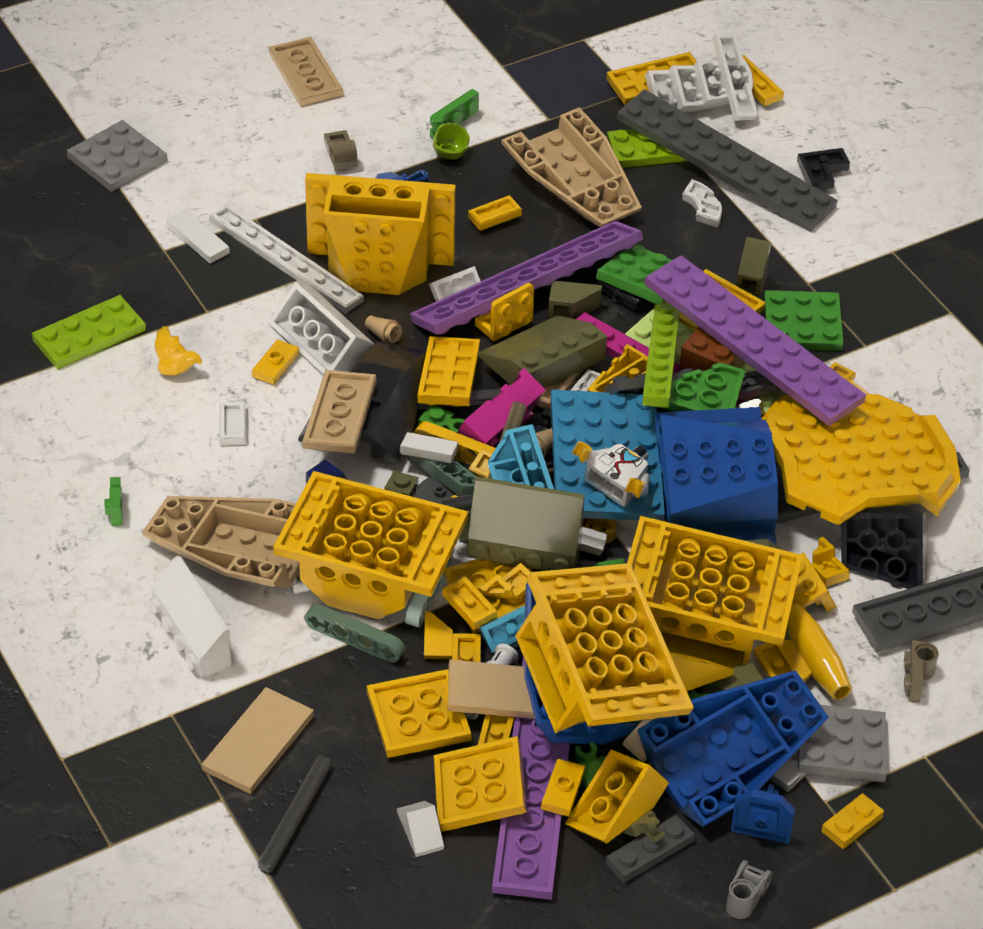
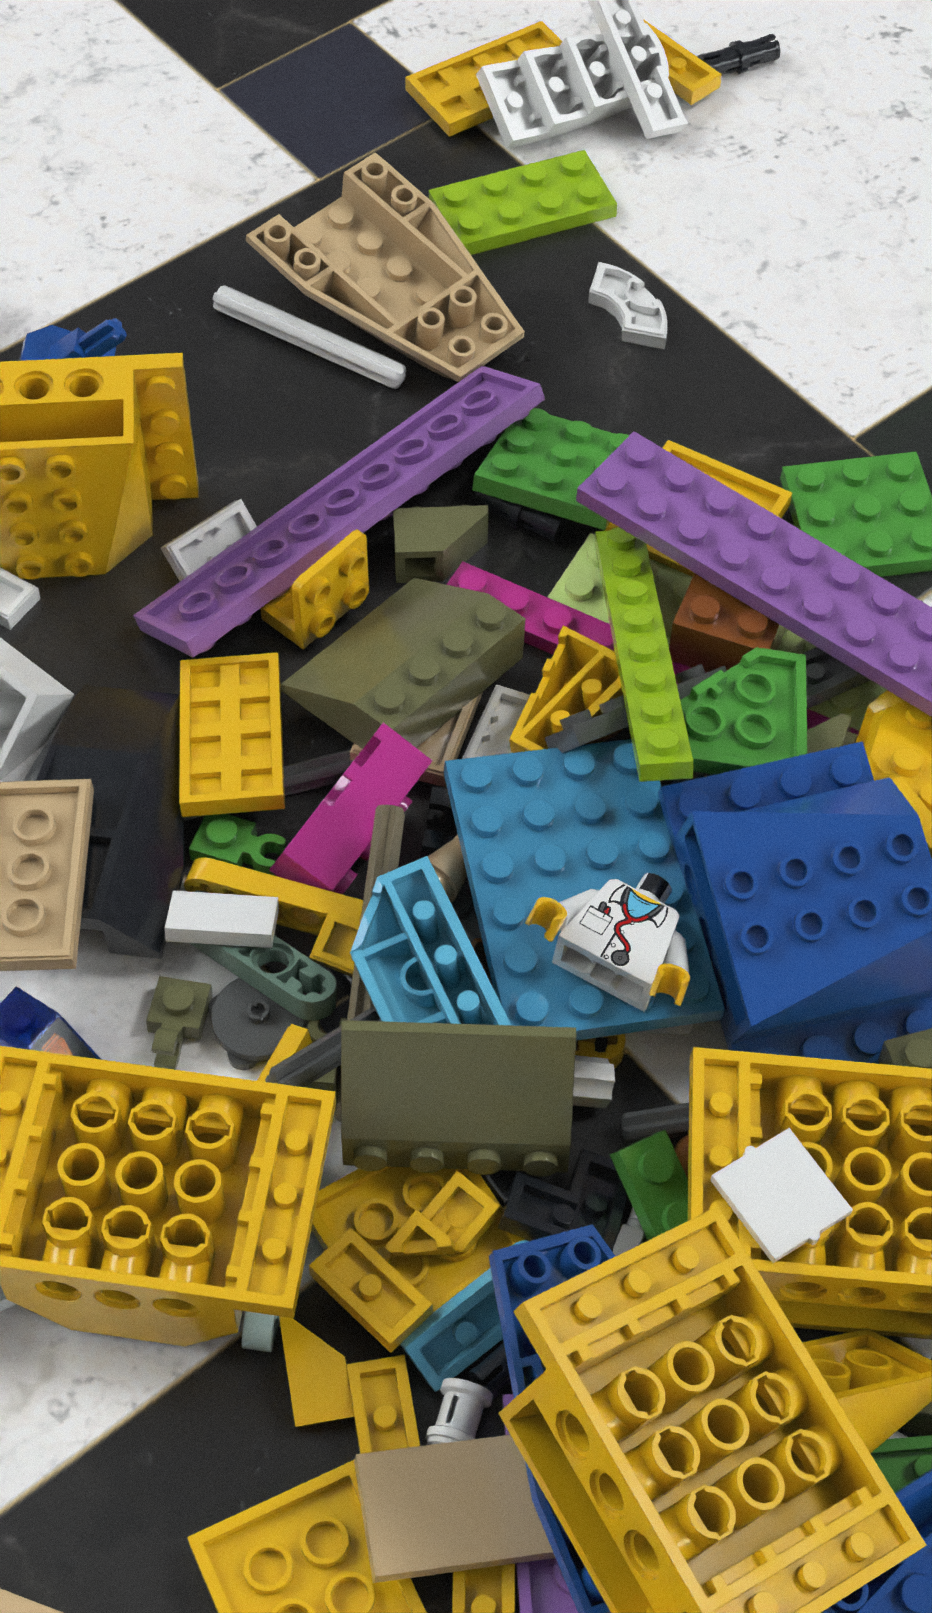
camera: 10 degrees left, 10 degrees up
(379, 644) = (140, 1397): sand green beam -> none
(385, 329) = (91, 656): tan cone -> none
(451, 141) = (151, 247): lime hair -> none
(456, 111) = (147, 193): bright green plate -> none
(494, 213) = (257, 379): yellow plate -> none
(527, 196) = (309, 337): none -> white axle
(666, 578) = (781, 1195): none -> white piece
(727, 160) = (655, 217): dark grey plate -> none
(754, 266) = (757, 424): olive slope -> none
(799, 84) = (742, 55): none -> black pin
(819, 164) = (816, 204): black plate -> none

